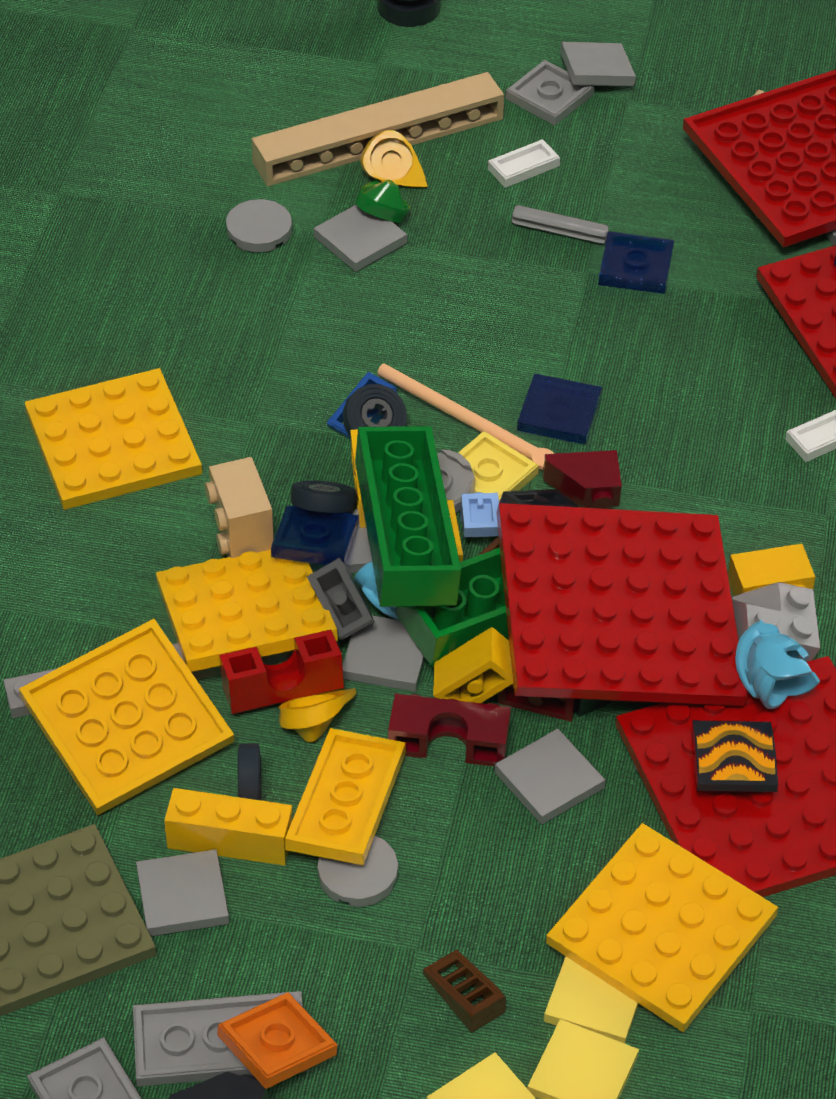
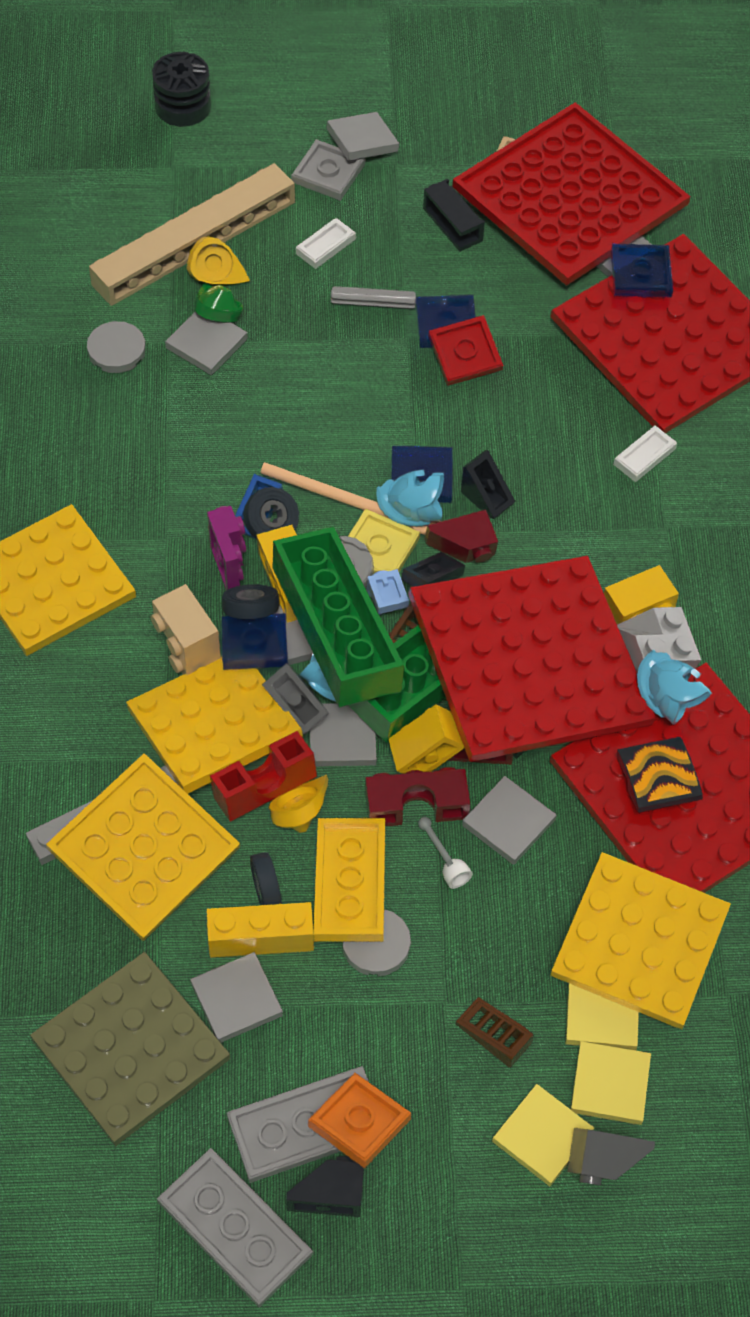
camera: 15 degrees left, 10 degrees up
(314, 432) = (227, 544): none -> magenta plate
(468, 807) = (455, 871): none -> hinge
(536, 427) = (410, 500): none -> medium azure helmet
(627, 429) = (485, 485): none -> black slope
(647, 293) = (465, 350): none -> red tile
(675, 157) = (453, 215): none -> black window

